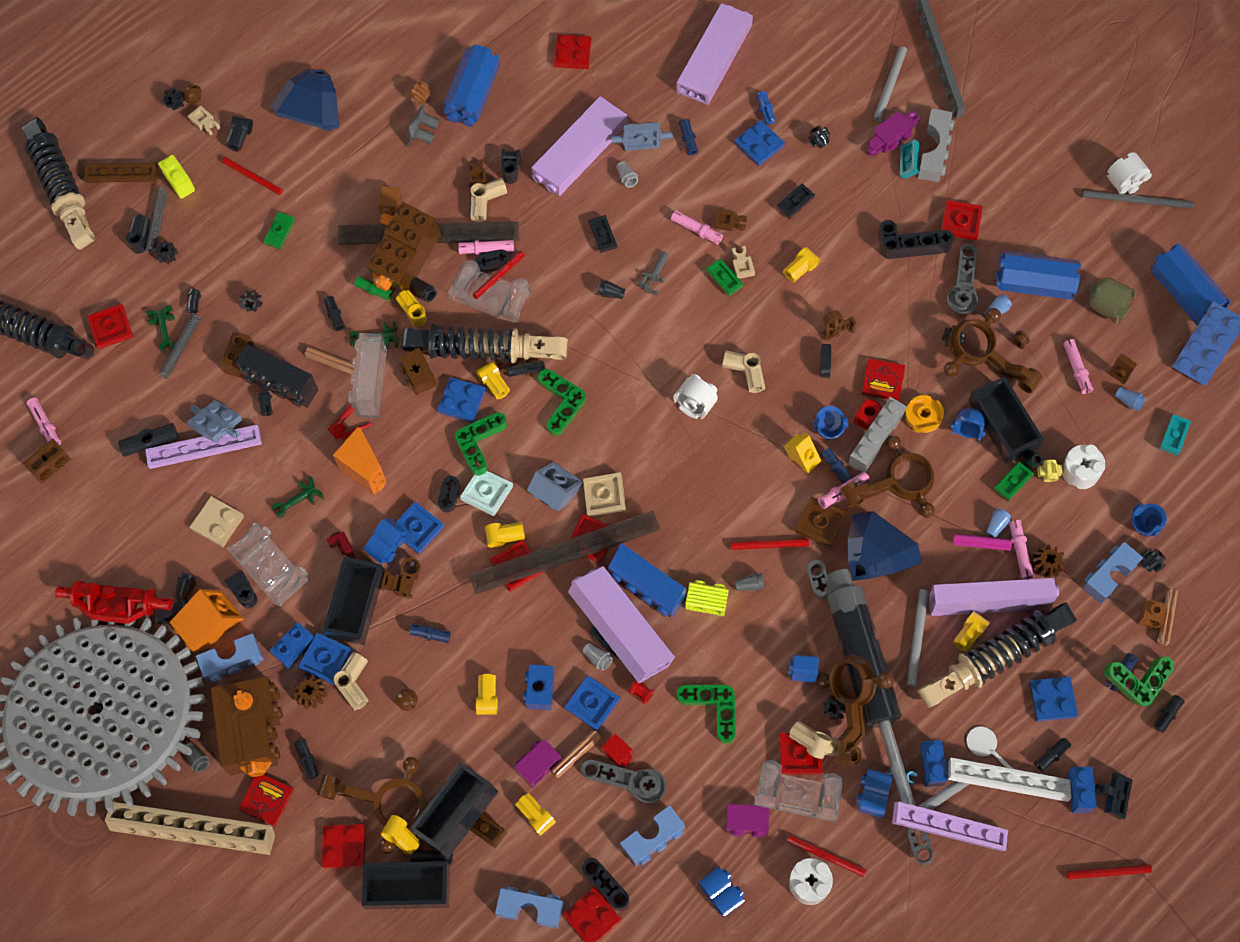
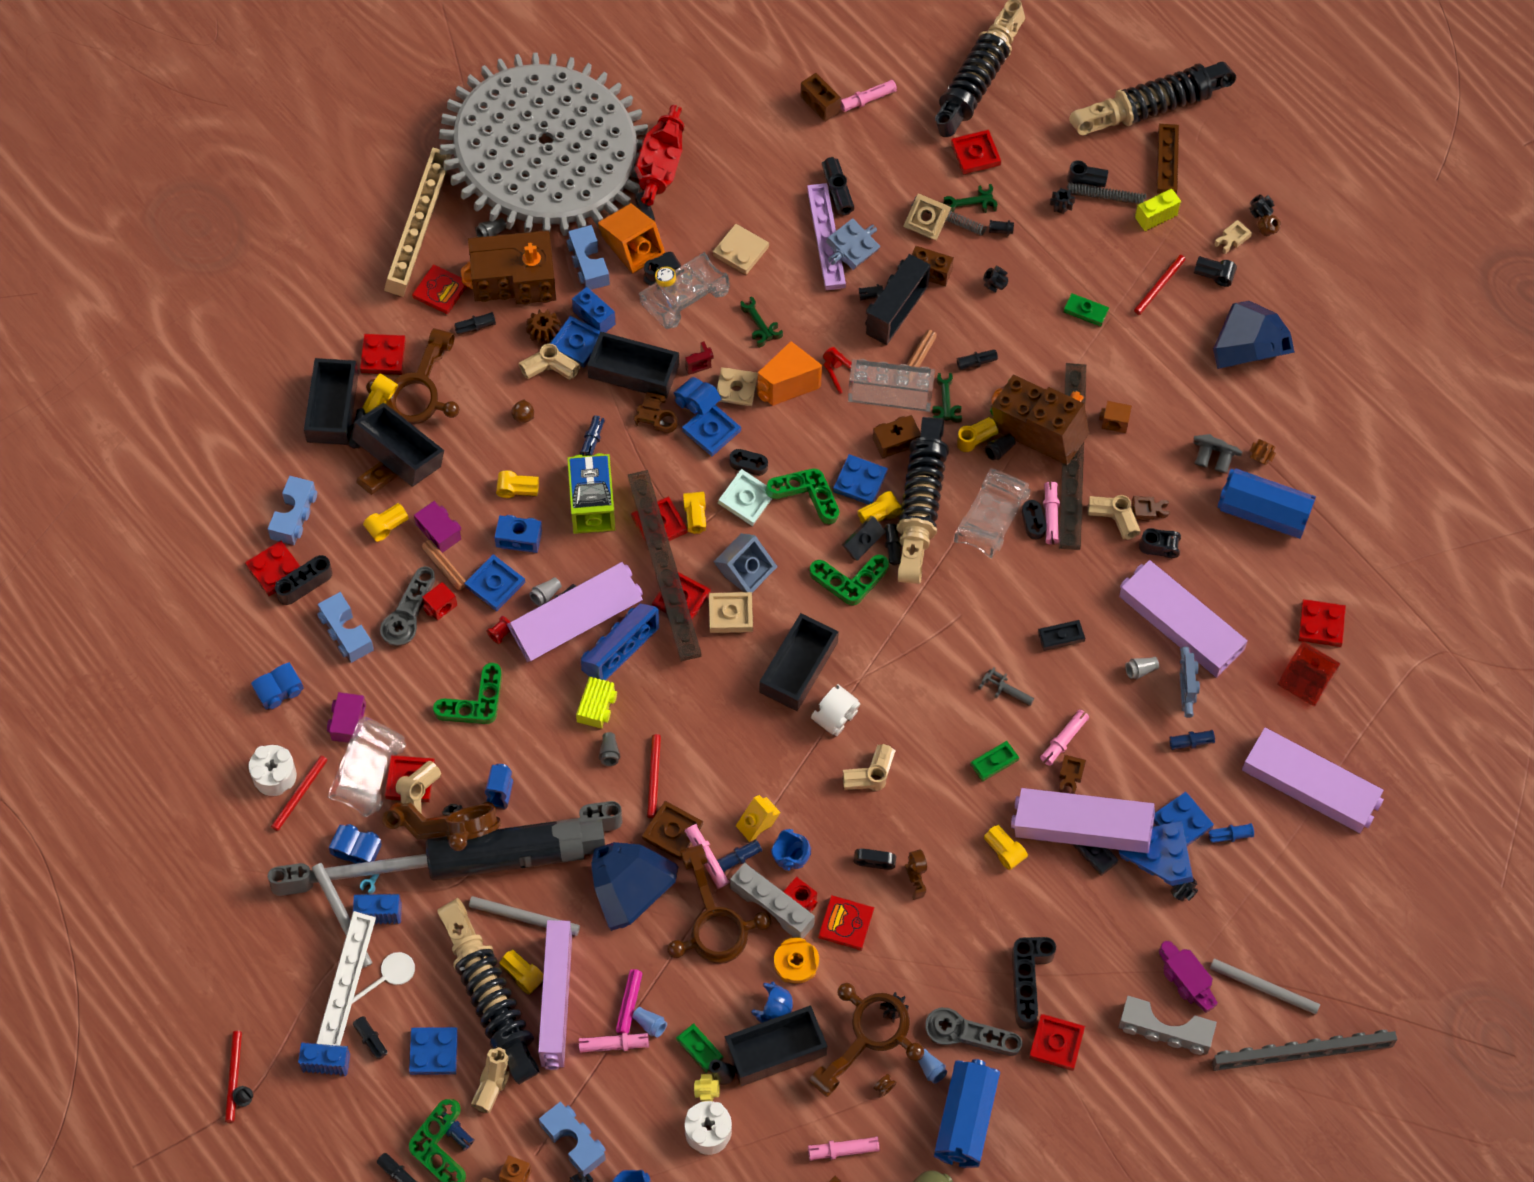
camera: 90 degrees right, 5 degrees down
(184, 586) = (671, 219): black cone -> none
(185, 371) = (927, 228): none -> tan piece
(257, 578) = (665, 276): none -> tile
(365, 501) = (732, 377): none -> tan piece
(492, 624) = (591, 493): none -> slope
(499, 274) = (1011, 521): red bar -> none
(523, 390) = (863, 538): none -> black plate
(610, 290) = (985, 636): black cone -> none
(623, 55) = (1309, 674): none -> clear red slope
(652, 430) = (798, 662): none -> black piece
(742, 265) = (1009, 783): tan plate -> none
(775, 204) = (1083, 820): none -> lavender brick
(793, 152) = (1166, 856): none -> blue plate
(909, 159) = (1148, 991): teal plate -> none
(949, 826) = (301, 906): lavender plate -> none
(1047, 568) = (600, 1063): reddish brown gear -> none
(1073, 644) = (492, 1080): none -> tan piece
(1118, 795) = (312, 1096): black plate -> none
(1127, 858) = (242, 1096): none -> black piece

